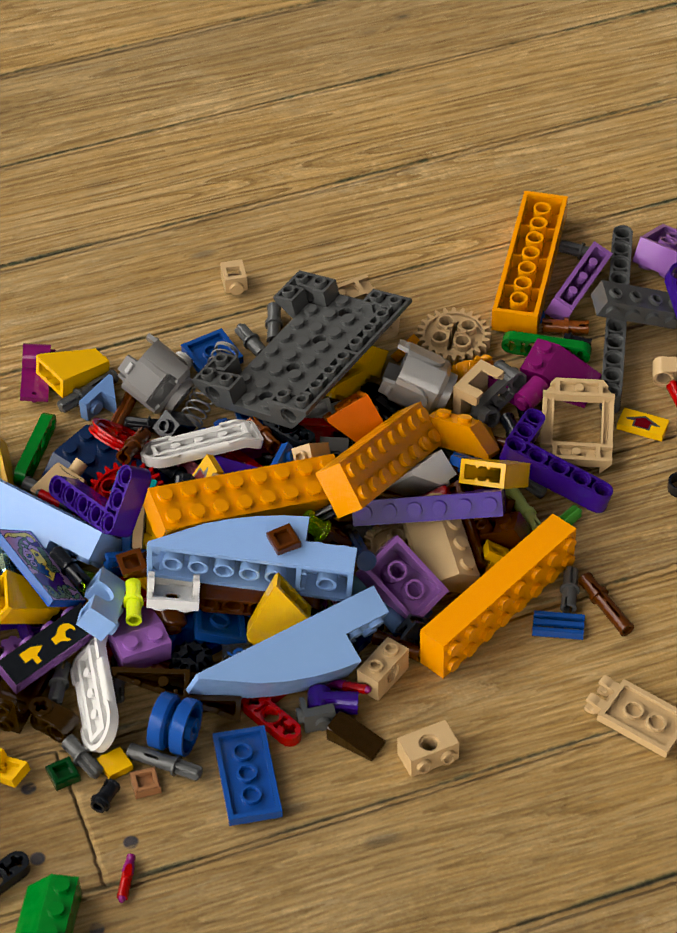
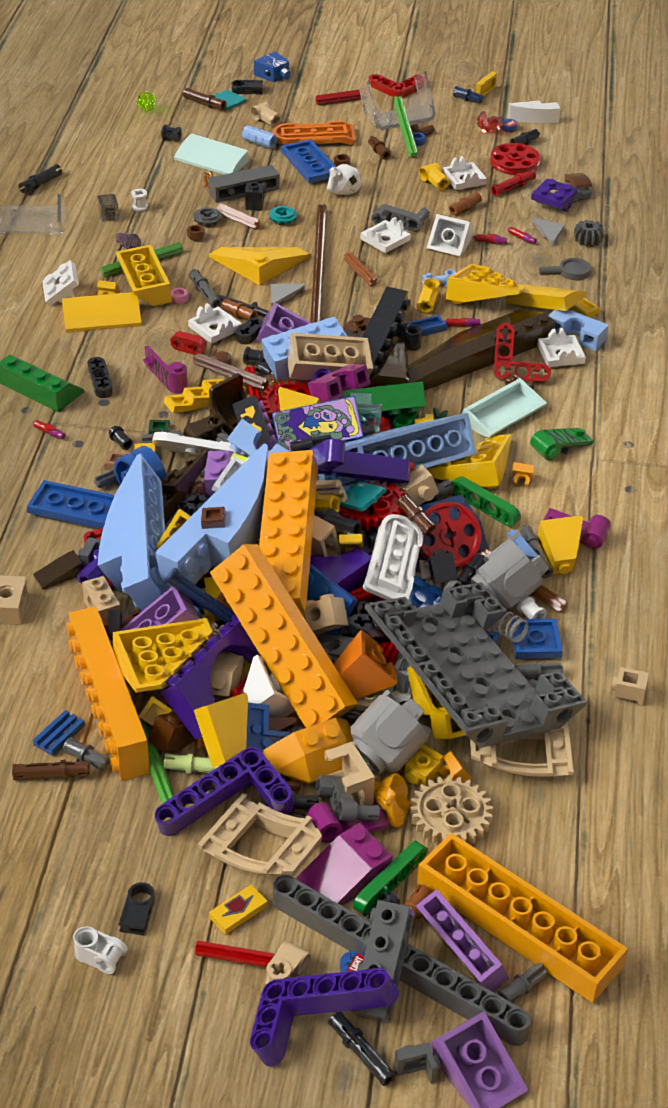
camera: 115 degrees right, 5 degrees down
(460, 545) = (156, 652): none -> yellow slope
(638, 342) = (350, 961): none -> tile

